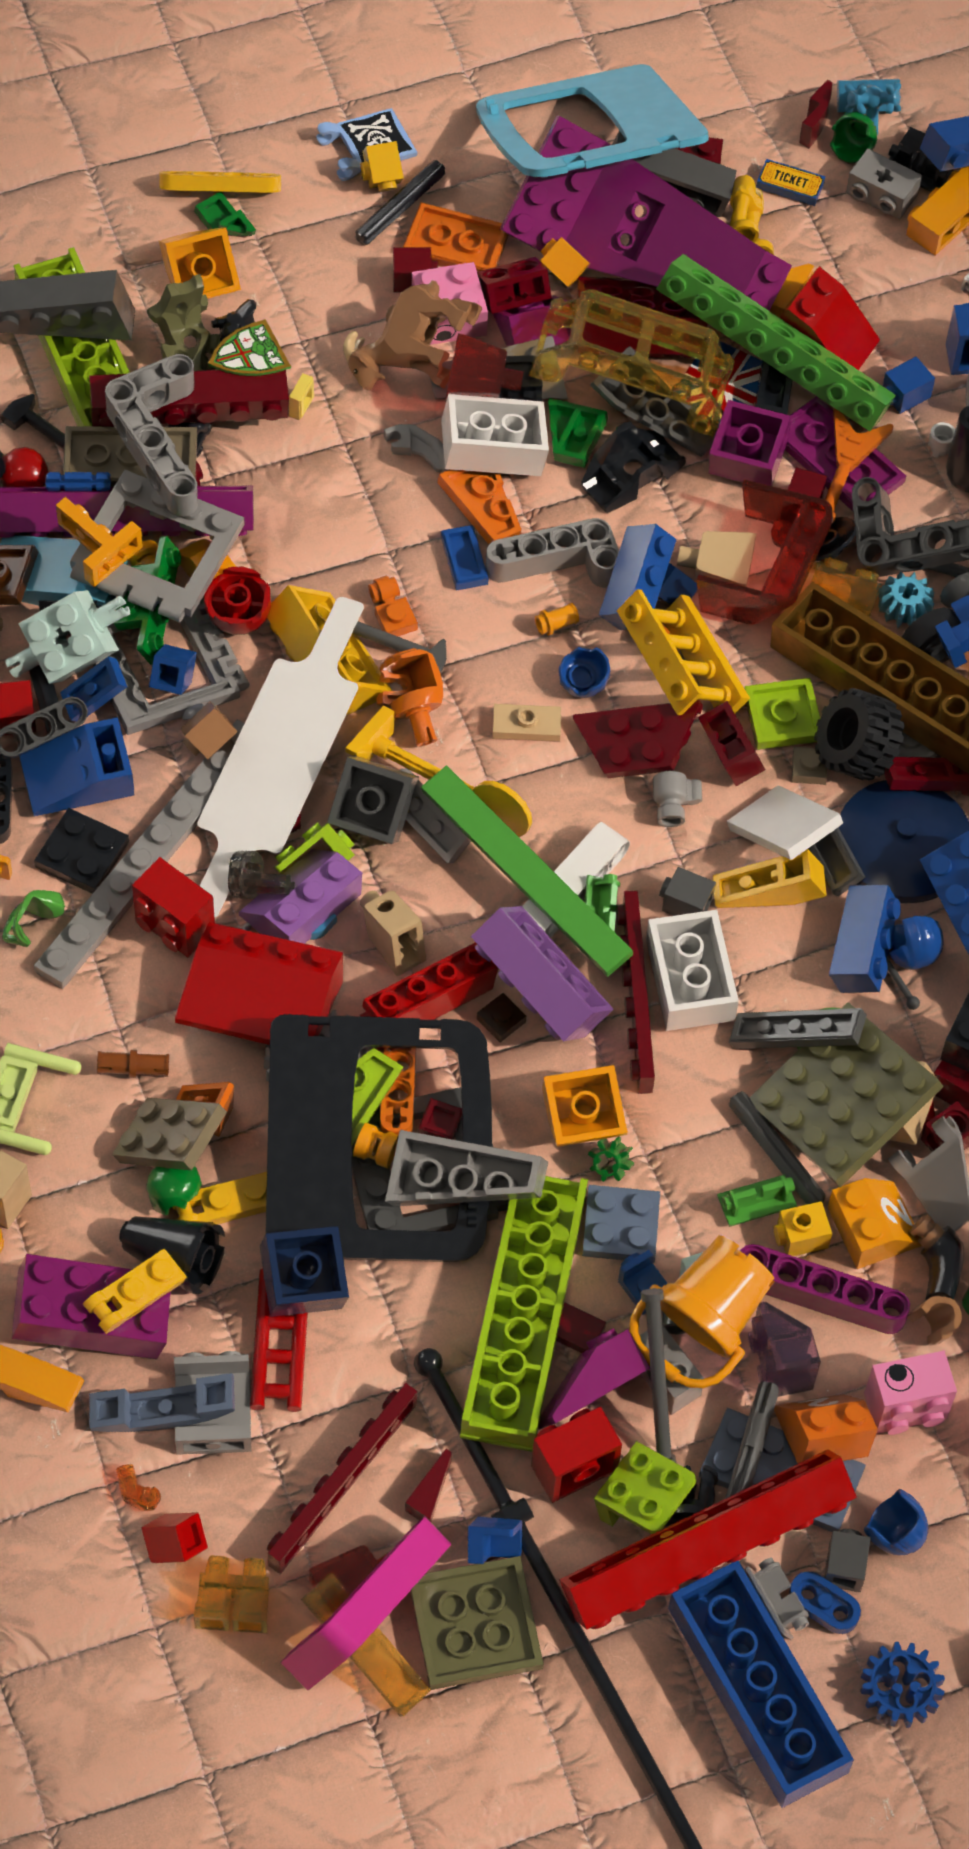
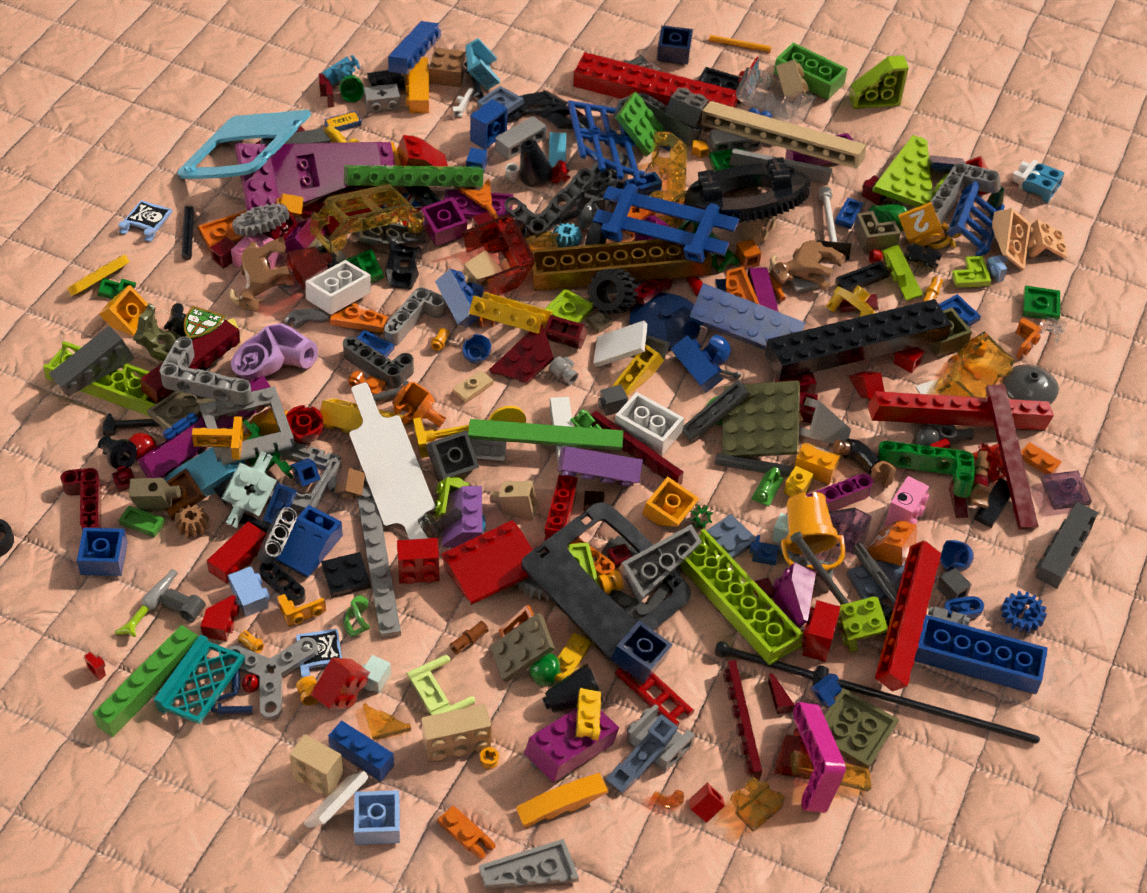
camera: 45 degrees left, 10 degrees down
(306, 459) = (270, 350): none -> lavender piece
(382, 166) = (166, 221): yellow brick -> none
(437, 608) = (377, 364): none -> dark grey beam
(490, 255) = (260, 219): none -> light grey gear

